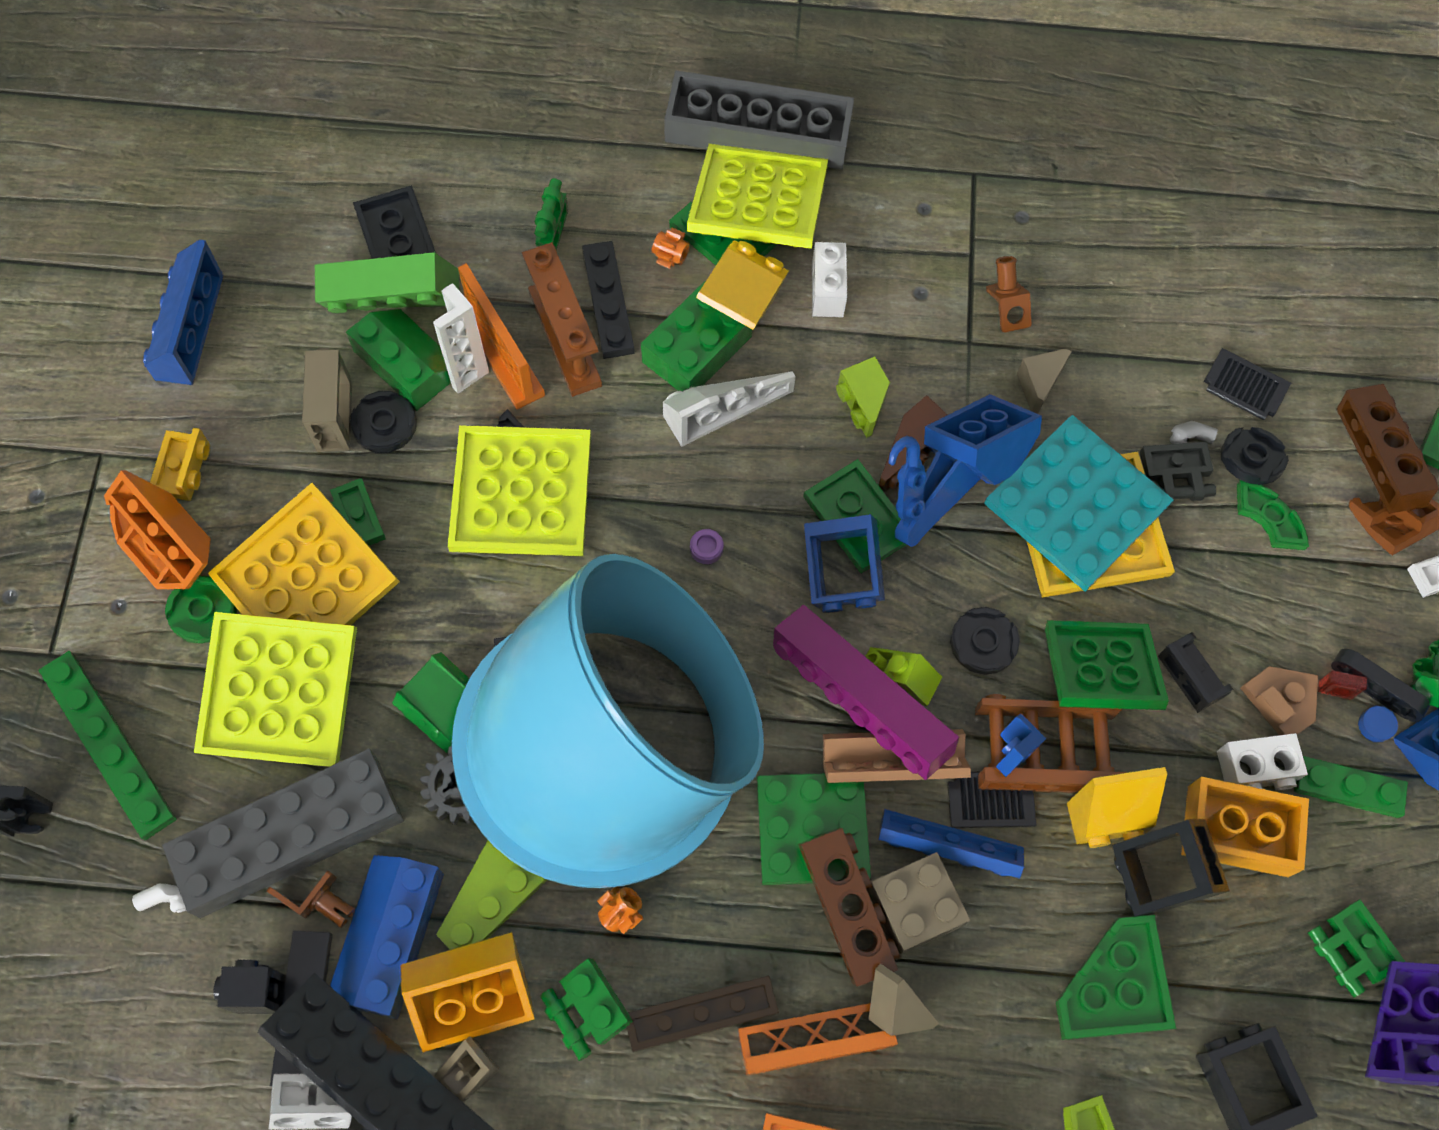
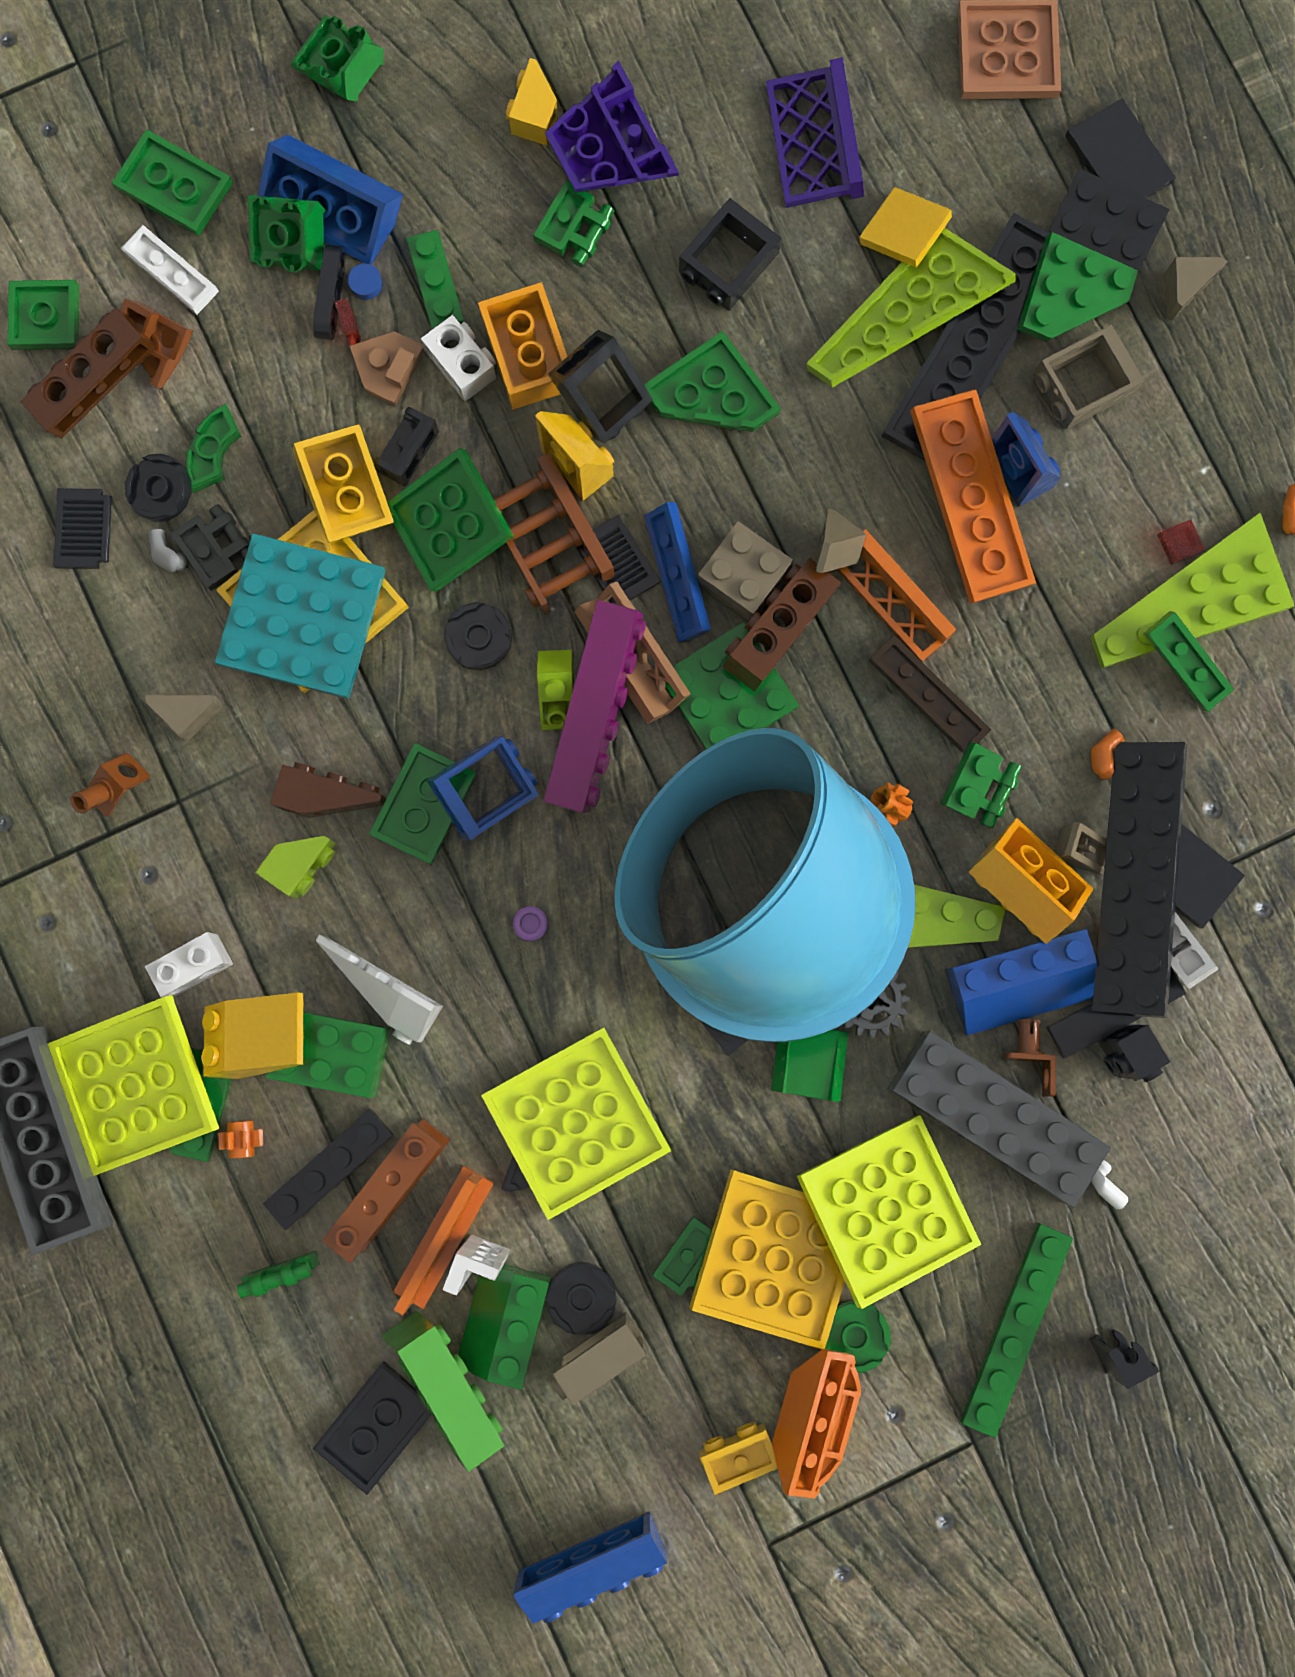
camera: 120 degrees left, 15 degrees up
(971, 444) = (297, 727): blue slope -> none
(1021, 742) = (569, 548): blue bracket -> none
(1184, 594) = (342, 483): none -> yellow slope

